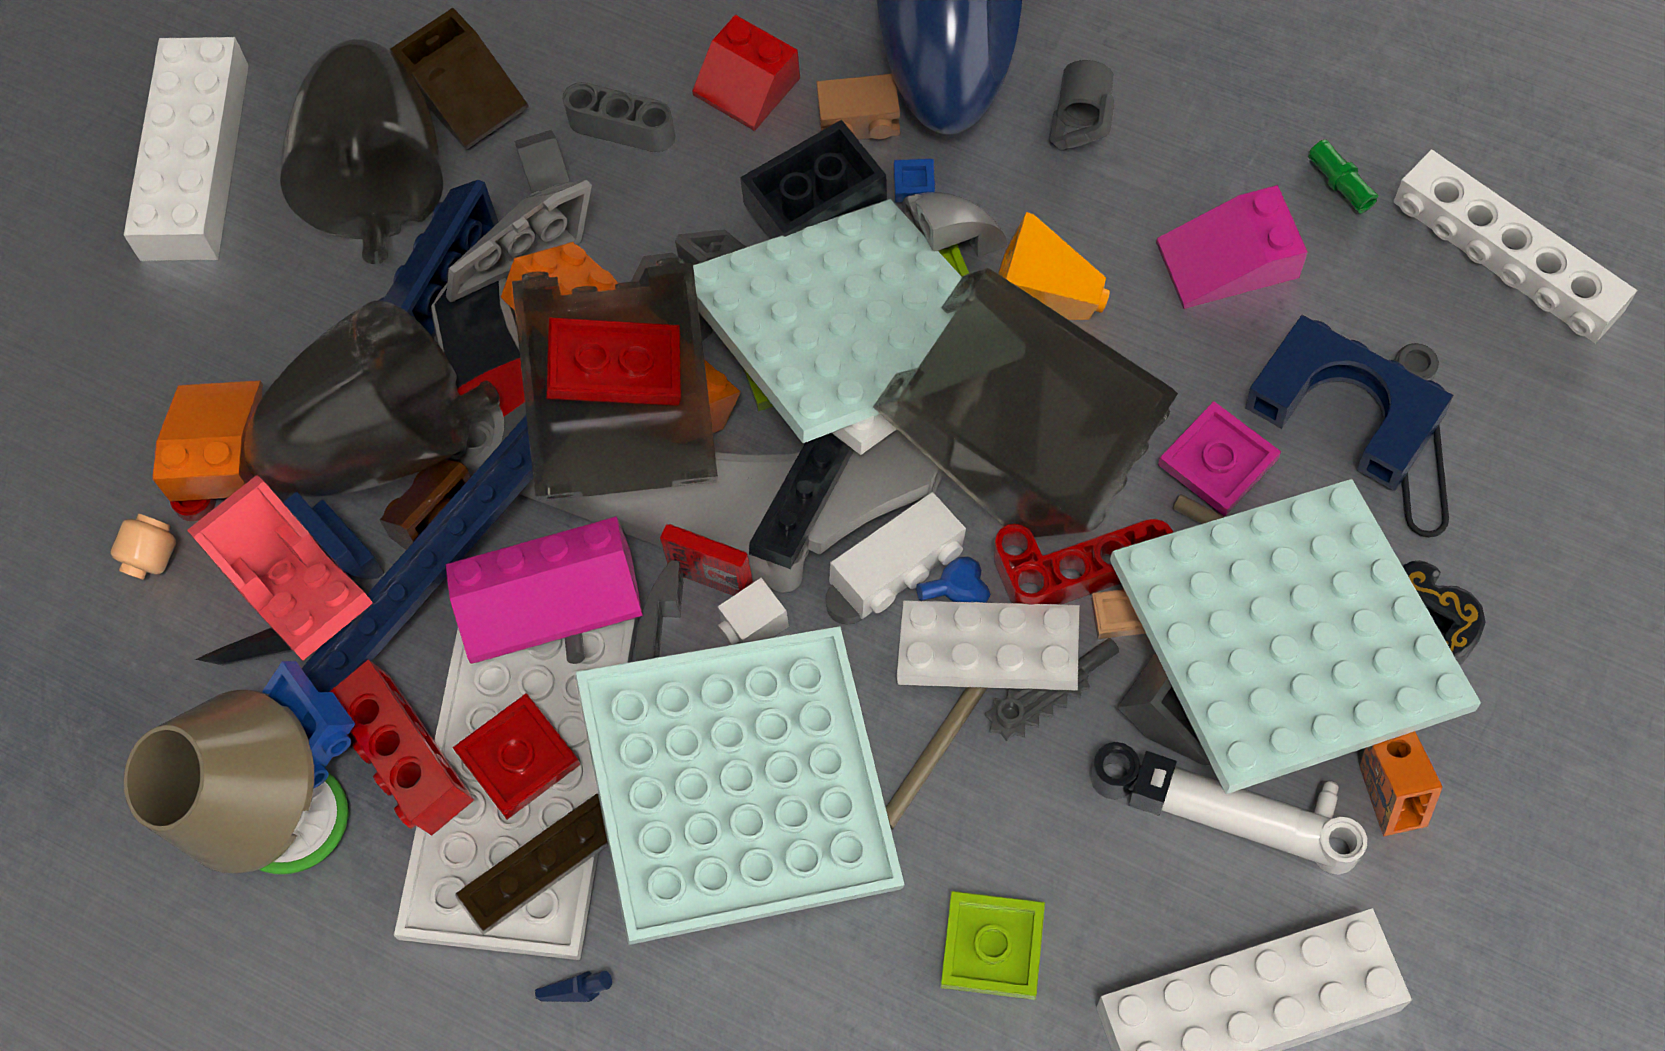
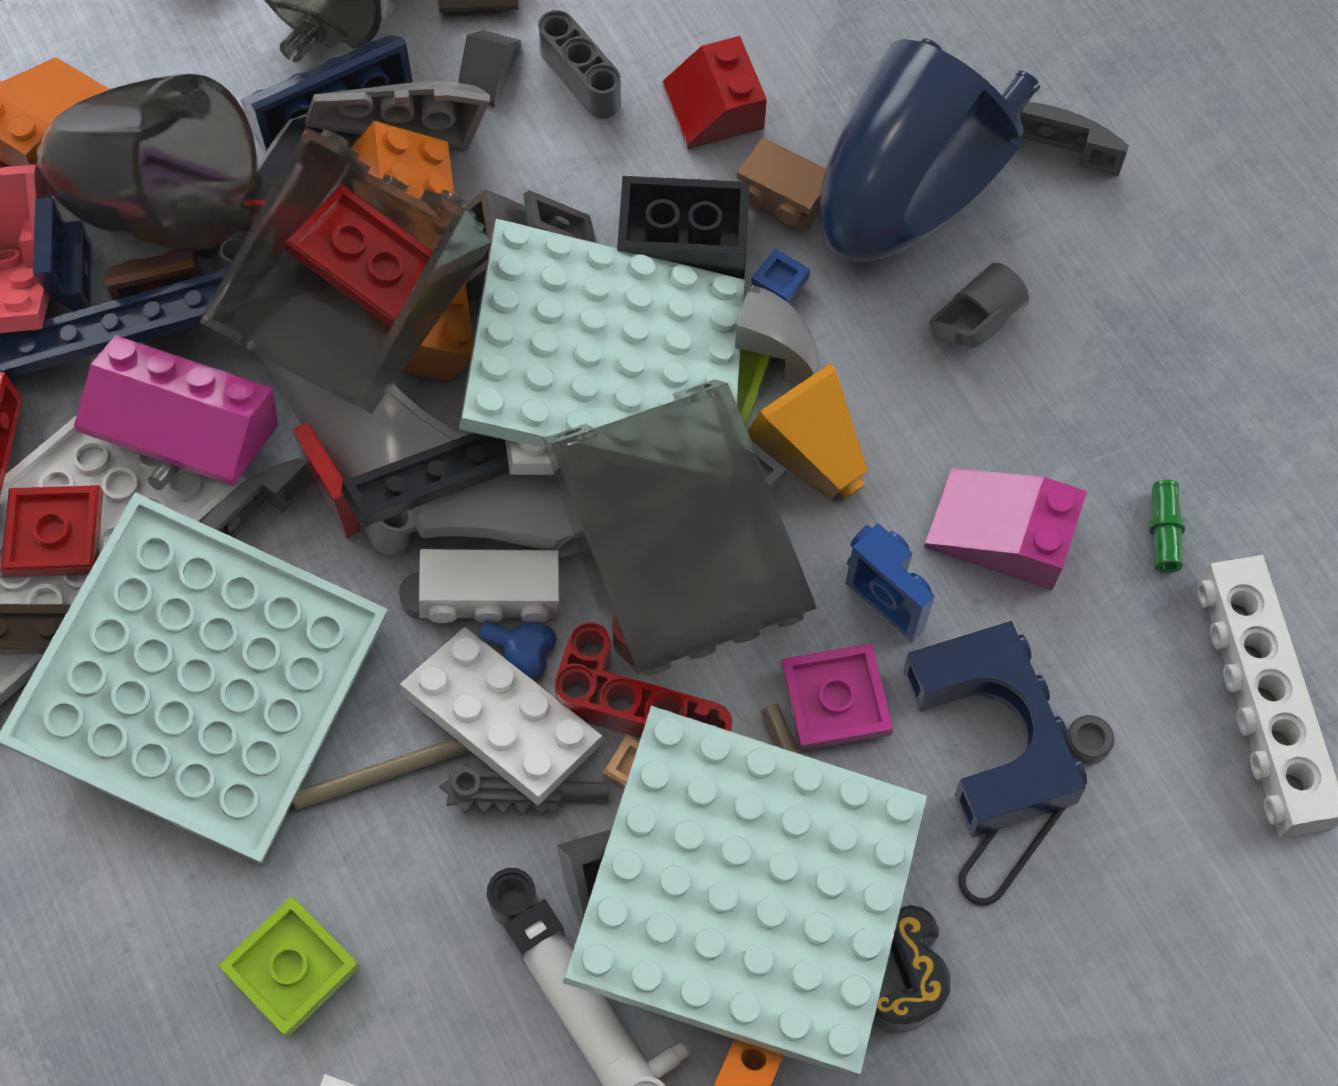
camera: 30 degrees right, 0 degrees up
(752, 615) = (331, 551): white brick -> none
(1190, 349) = (881, 579): none -> blue plate

